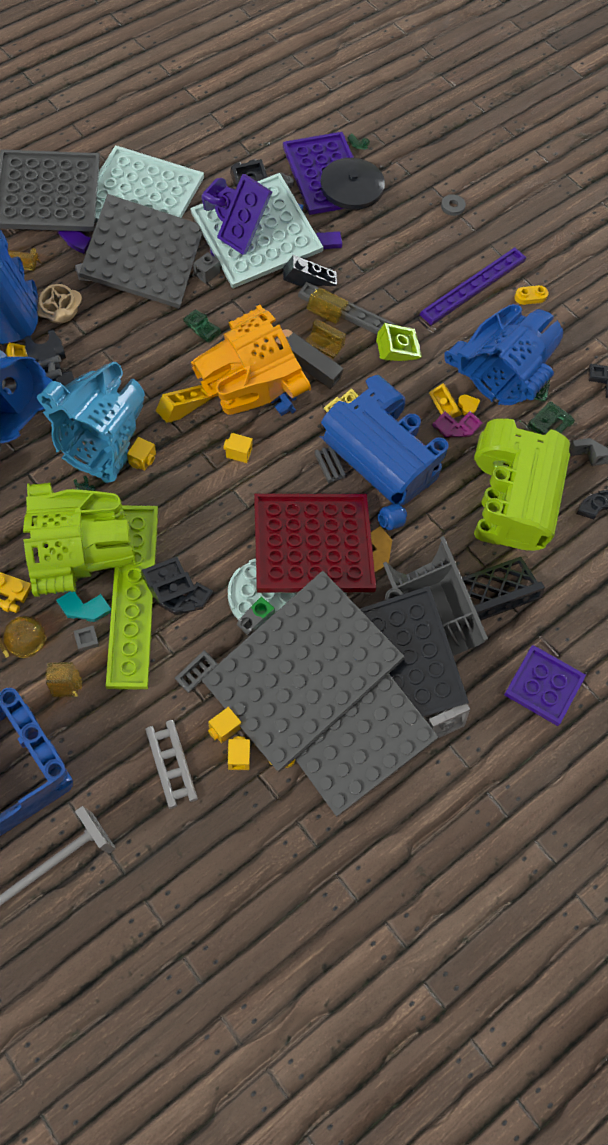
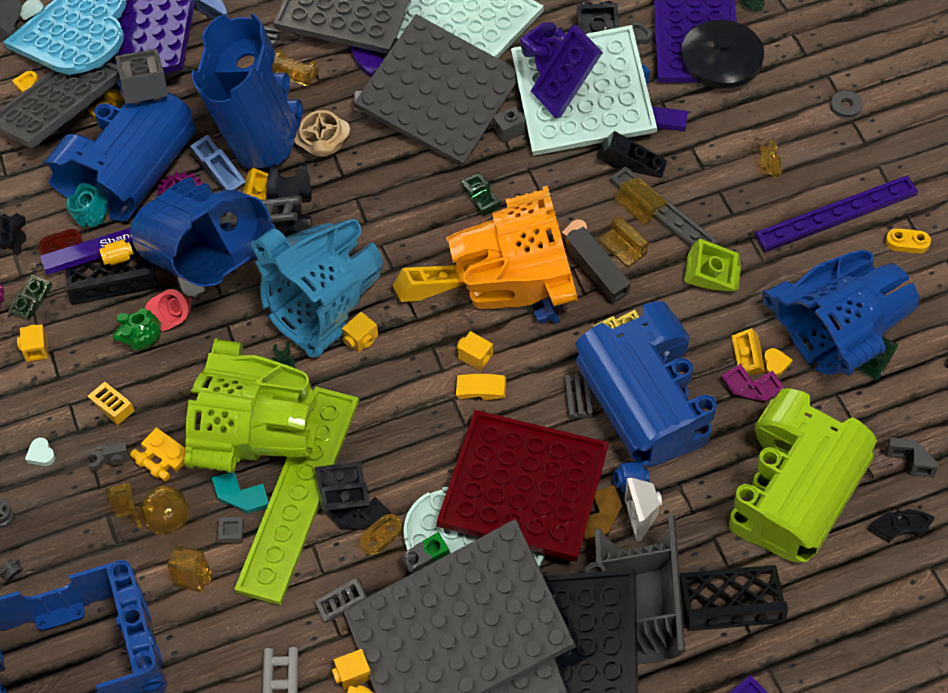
camera: 25 degrees right, 5 degrees down
(210, 611) = (380, 535): none -> clear yellow plate
(253, 473) = (481, 385): none -> yellow slope
(407, 536) = (642, 505): none -> white slope
(414, 257) = (770, 160): none -> clear yellow plate
(548, 416) = (872, 401): clear green plate -> none

